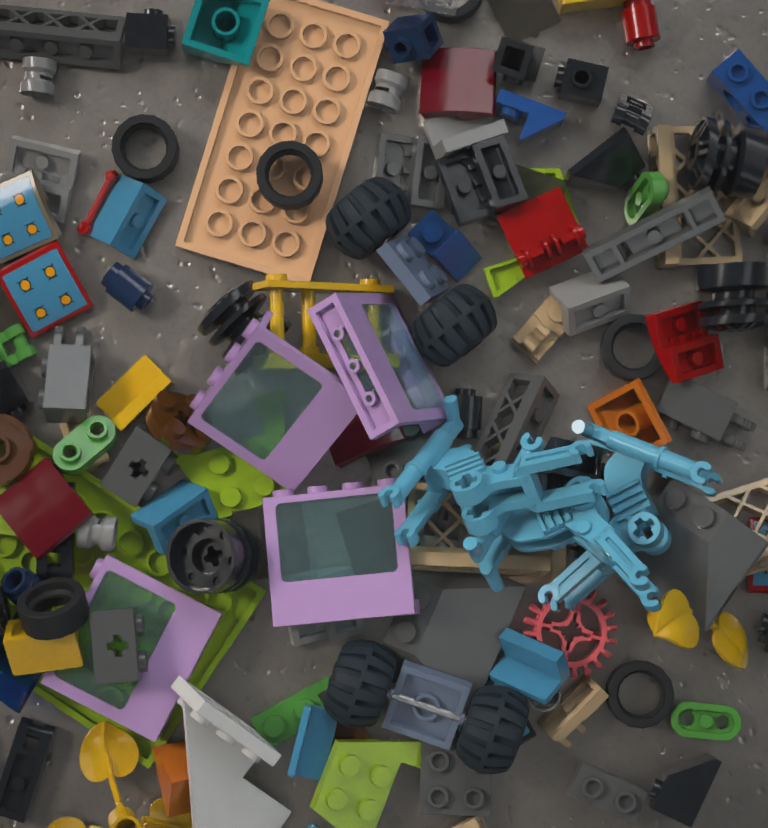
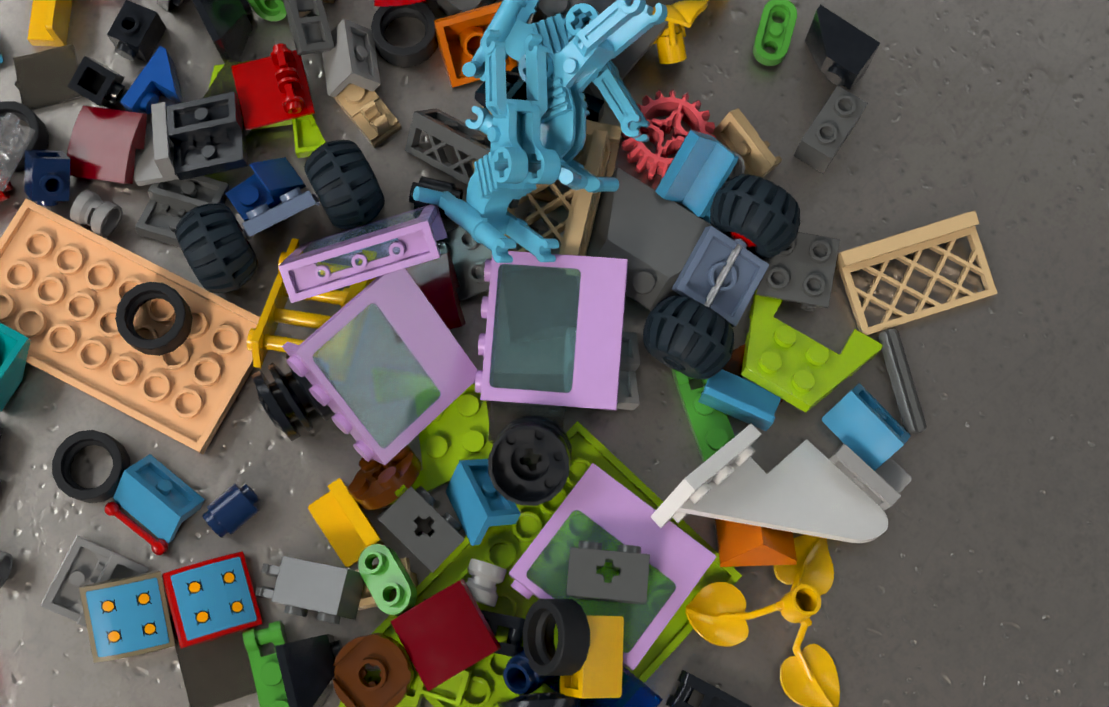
camera: 80 degrees left, 10 degrees down
(666, 694) = (747, 62): black tyre -> none

